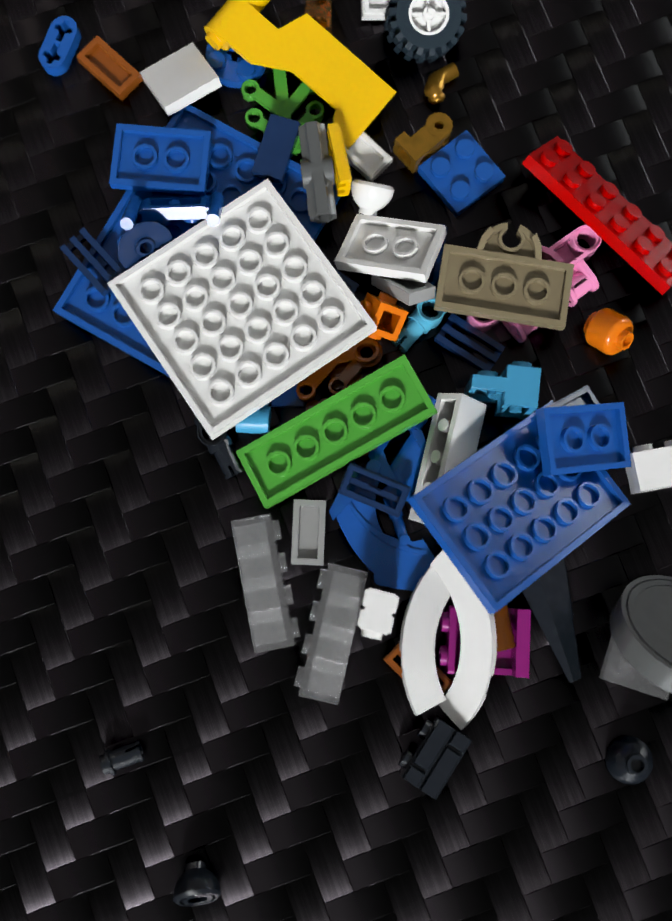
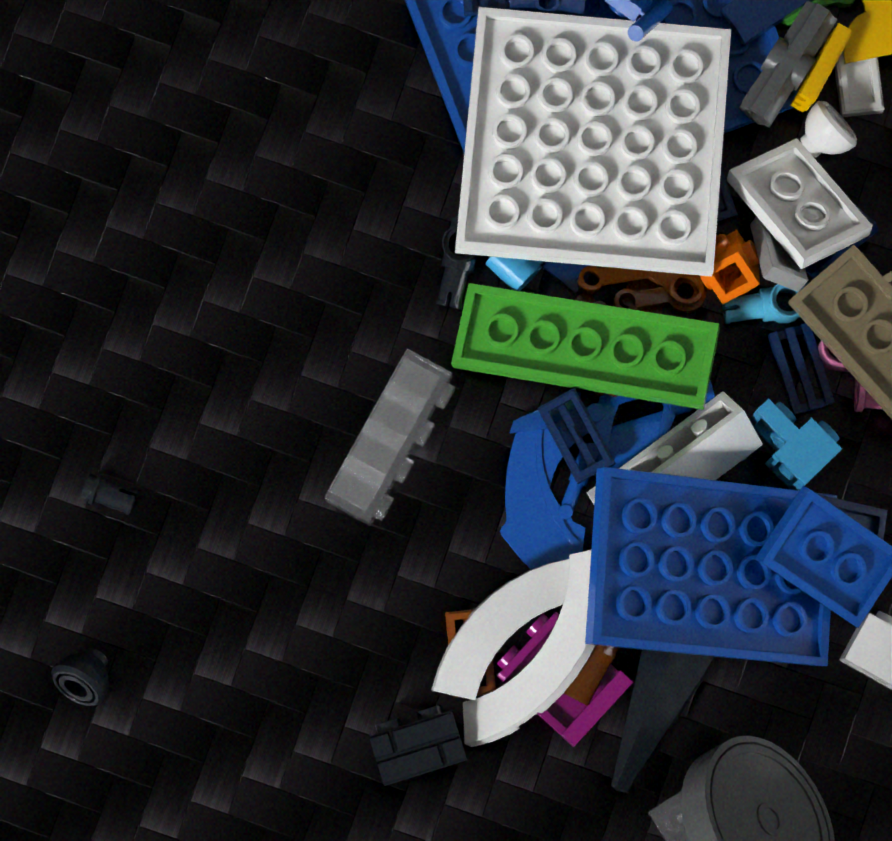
camera: 40 degrees right, 0 degrees up
(308, 532) = (475, 425): light grey tile -> none
(332, 634) = (416, 543): clear brick -> none
(377, 611) = (475, 558): white brick -> none

